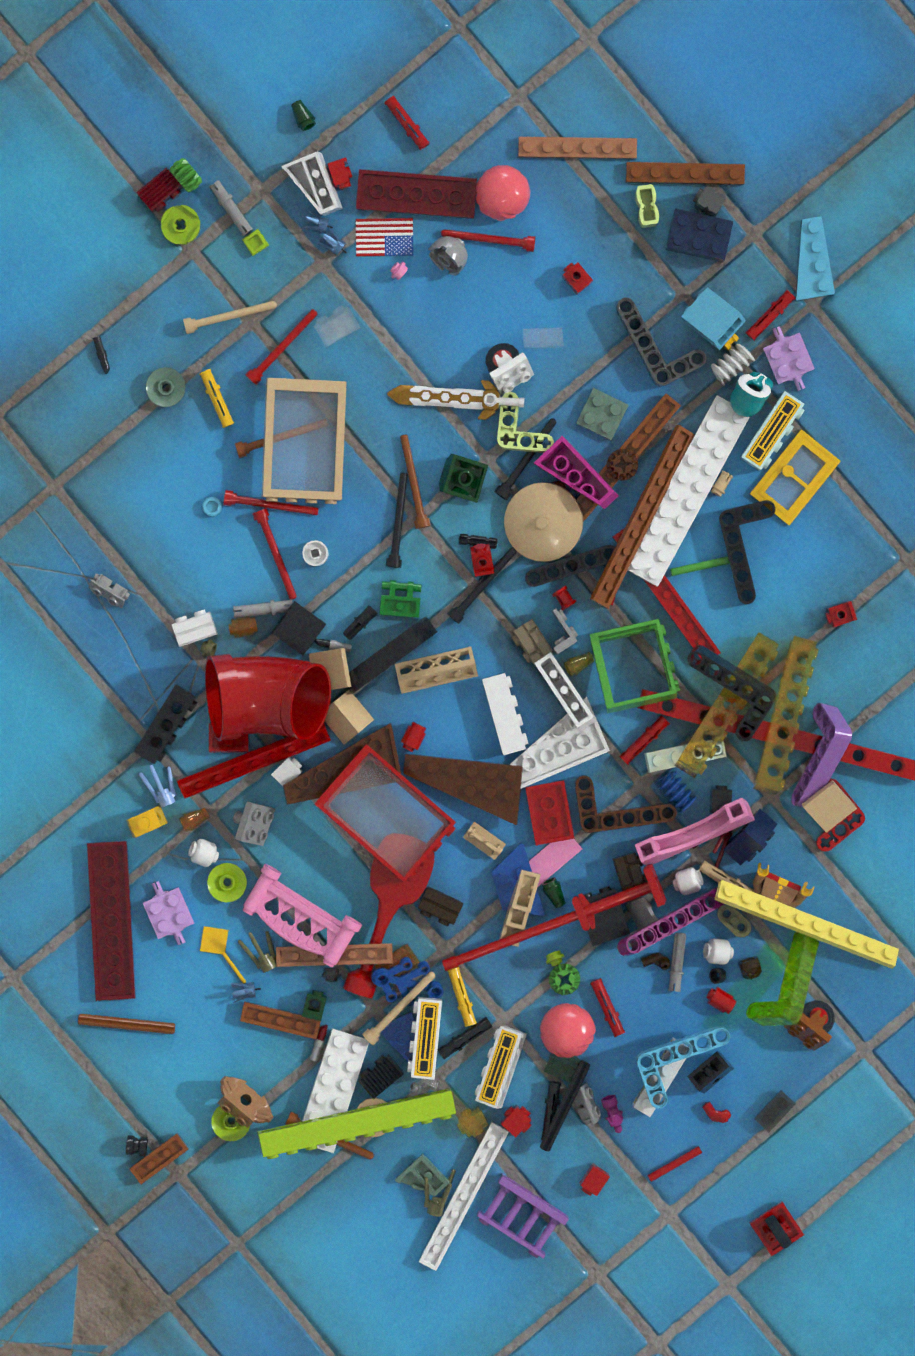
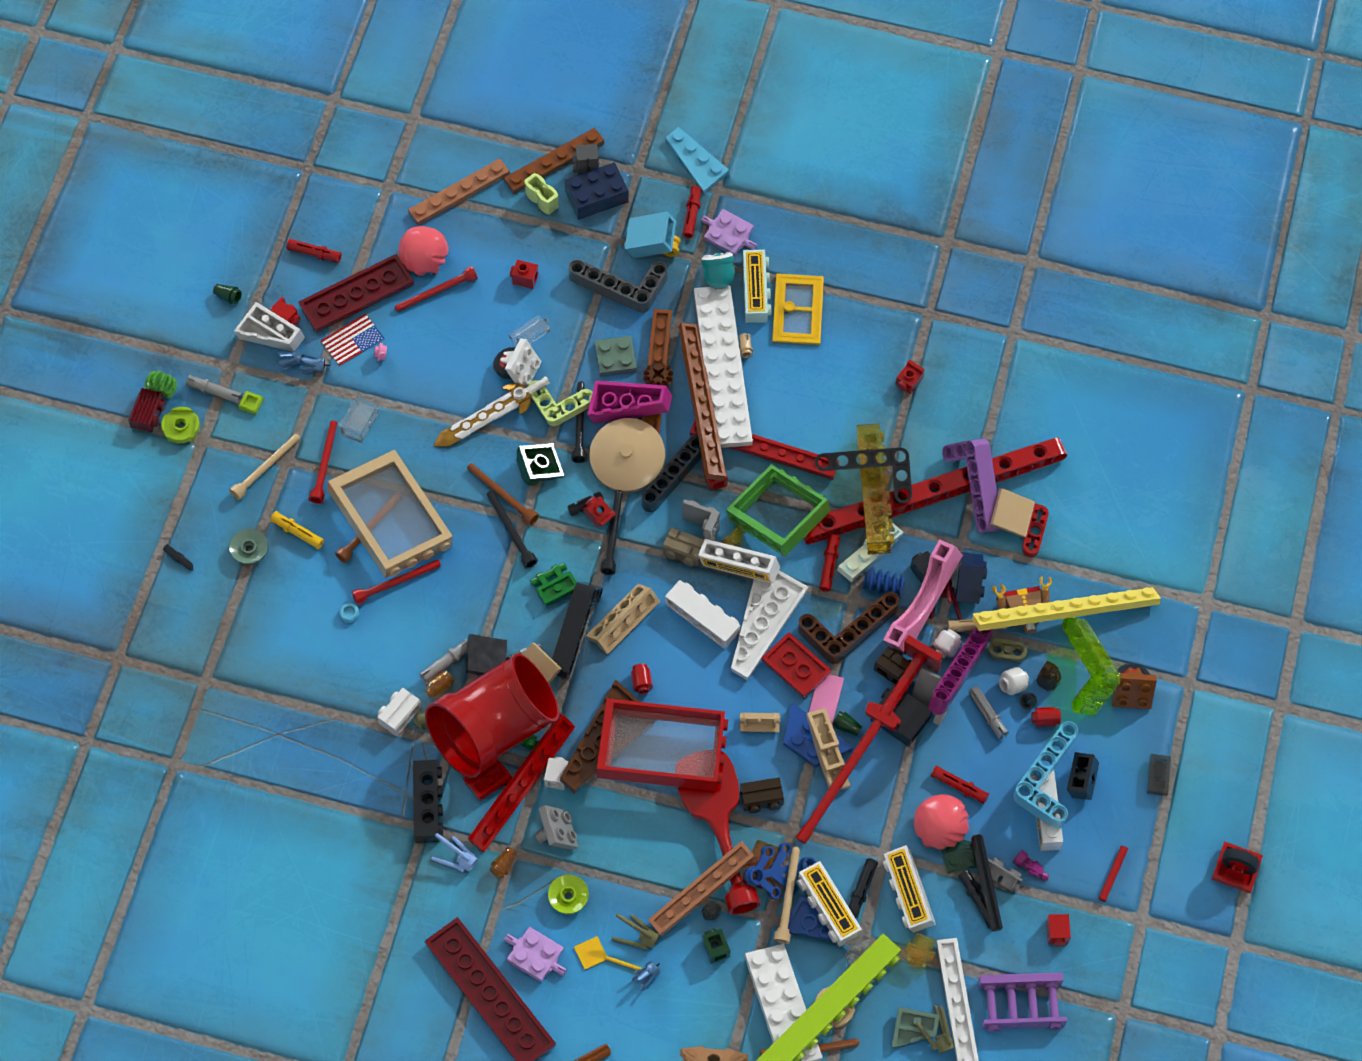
camera: 35 degrees left, 25 degrees down
(101, 587) = (300, 731): light grey hinge -> none
(146, 821) = (464, 889): yellow torso -> none
(203, 852) = (531, 883): white head -> none
(262, 517) = (396, 594): red piece -> none
(279, 1020) = (695, 978): dark orange plate -> none
(315, 553) = (459, 590): white wheel -> none
(318, 1043) = (742, 977): light grey piece -> none
(338, 932) = (607, 875): bright pink piece -> none
(347, 717) = (576, 701): tan slope -> none
(360, 622) = (534, 621): black axle -> none
(380, 1076) = (815, 966): black brick -> none
(449, 253) = (412, 316): light grey cylinder -> none
(464, 1004) = (841, 861): yellow pin -> none
(481, 784) = (718, 679): reddish brown wing -> none
(516, 1120) = (956, 924): red brick -> none
(555, 958) = (887, 774): lime plate -> none
(563, 969) = (900, 791): bright green gear -> none
(564, 598) = (680, 497): red bush -> none
(657, 959) = (970, 721): dark brown arm -> none
(700, 566) = (774, 413): bright green bar -> none
(716, 1116) = (1115, 811): red arm -> none
(731, 363) = (688, 259): white piece -> none
(739, 546) = (794, 378): black beam -> none
(808, 650) = (925, 468): clear yellow brick -> none

